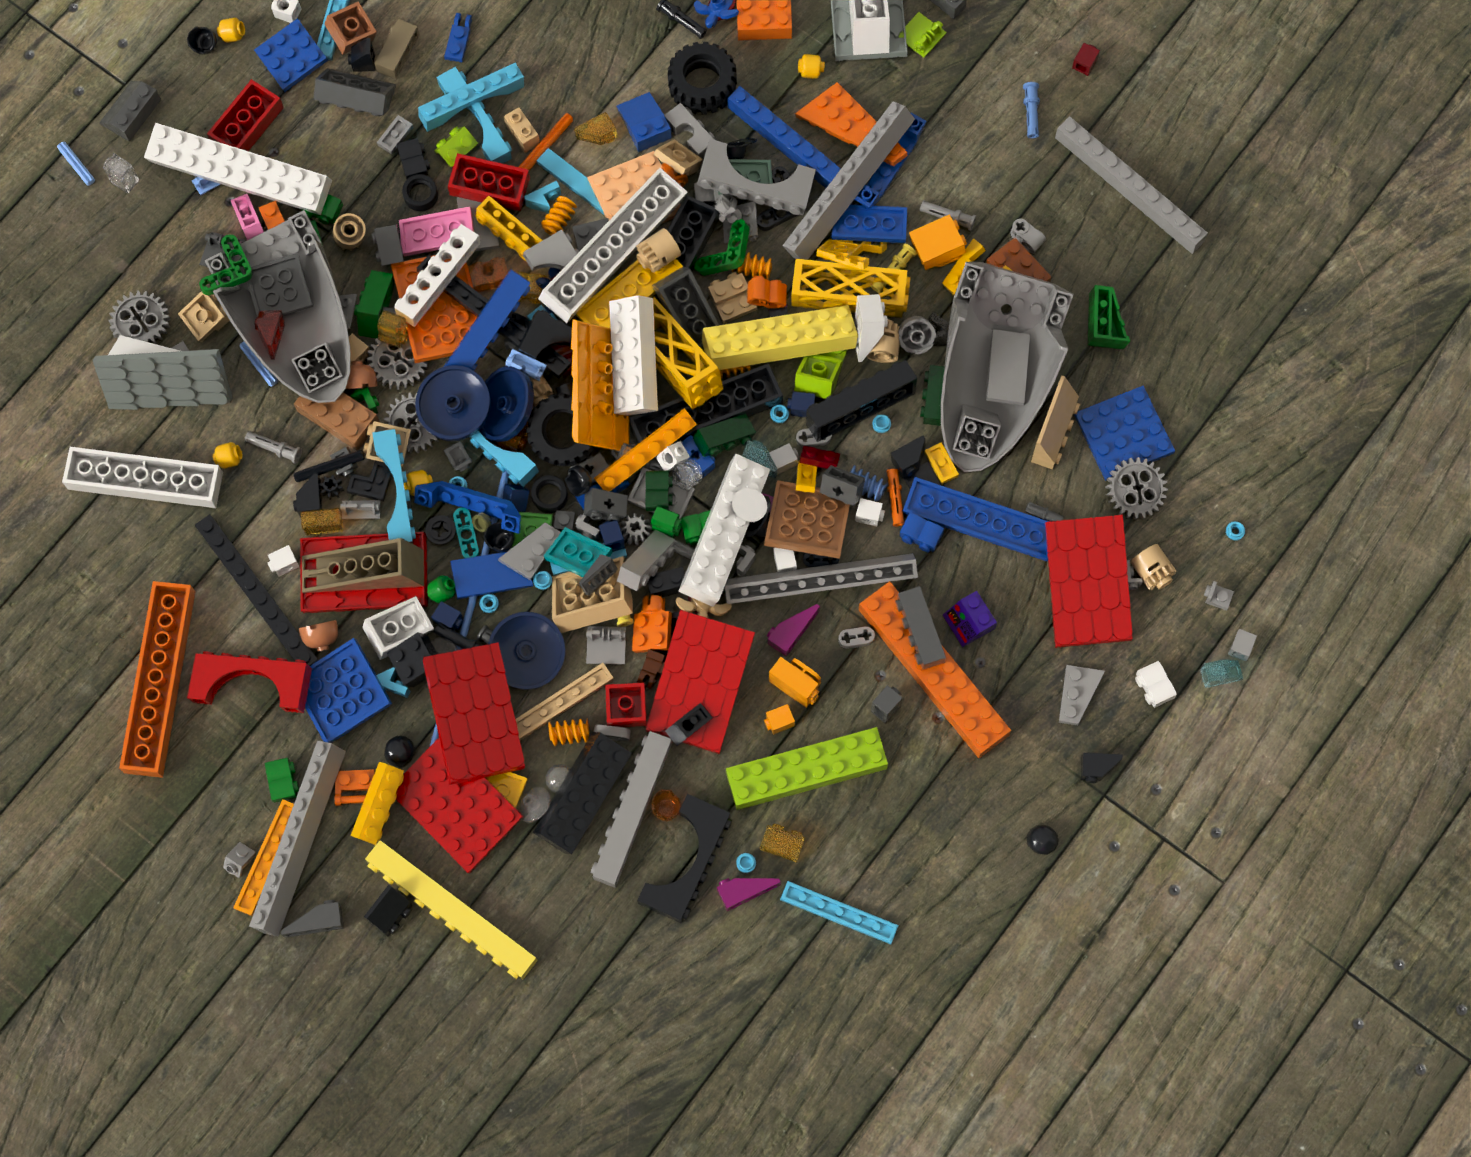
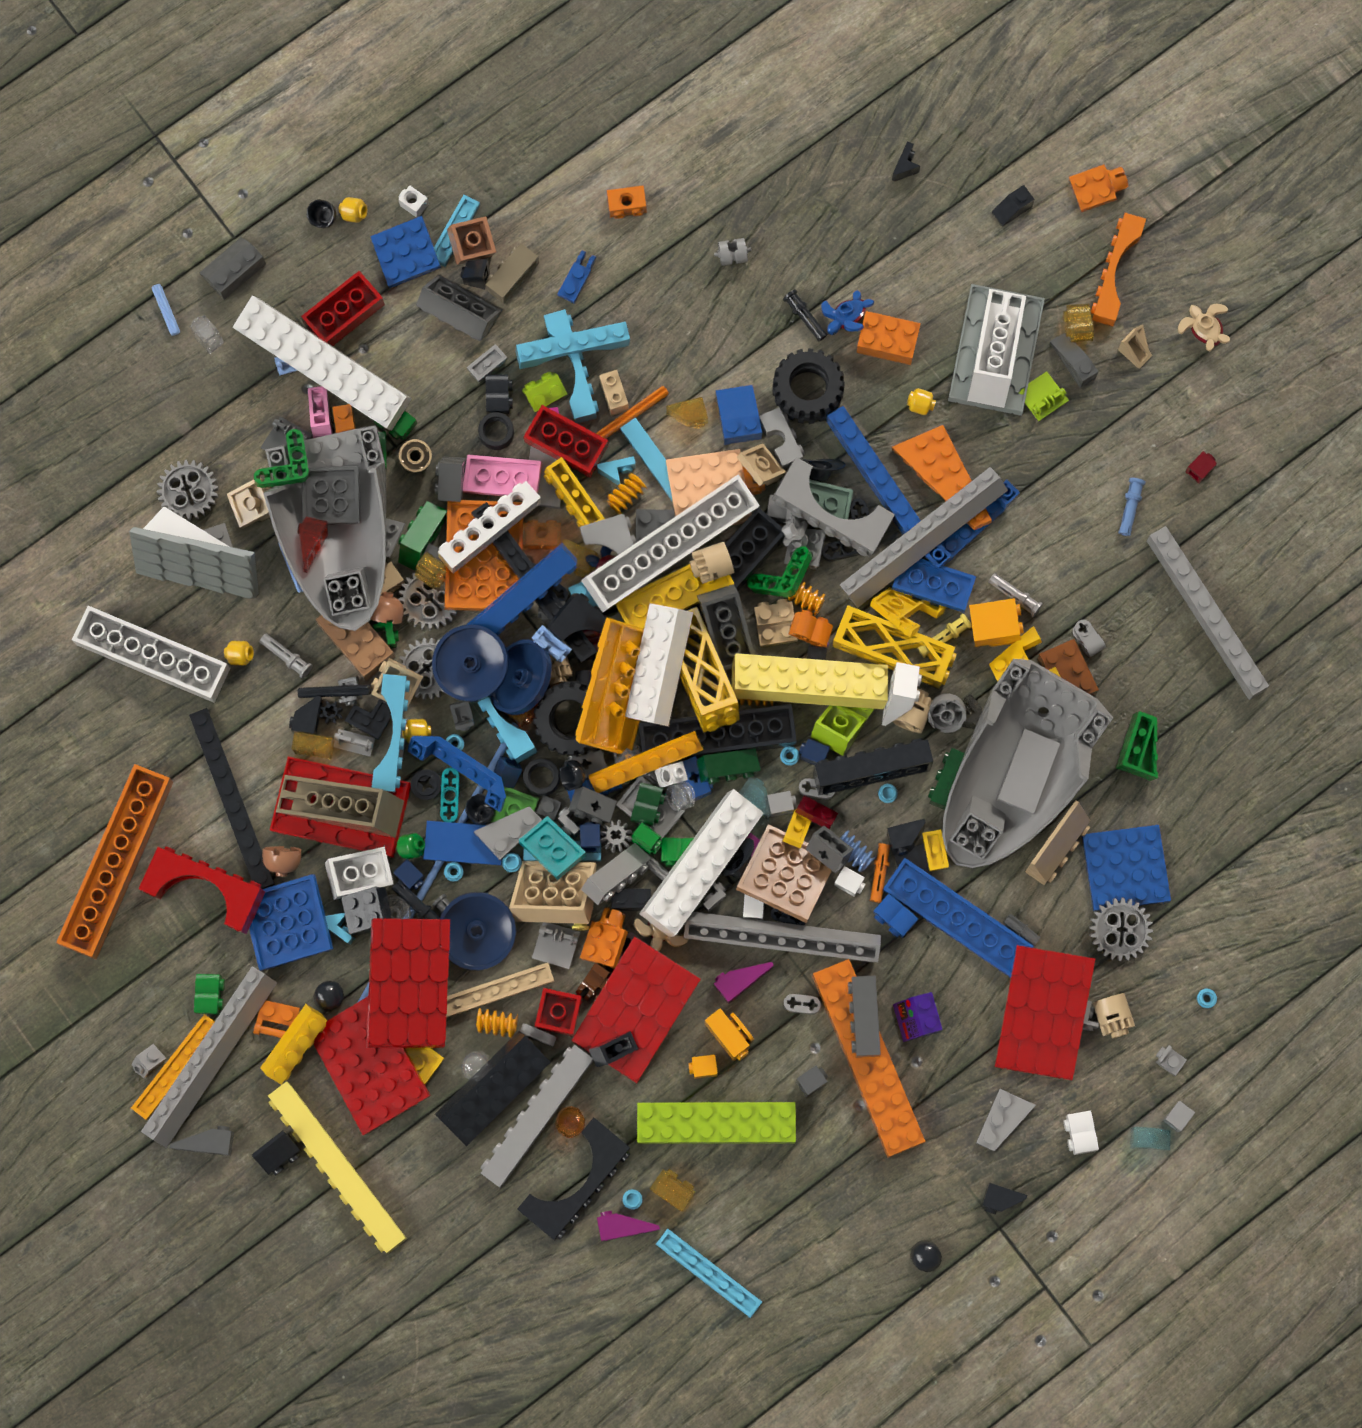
camera: 15 degrees right, 5 degrees up
(282, 561) = (265, 775): white brick -> none
(481, 522) = (467, 788): olive tile -> none
(534, 804) = (443, 1085): clear dish -> none
(602, 570) = (565, 876): dark grey slope -> none
(749, 504) = (732, 845): white sticker -> none

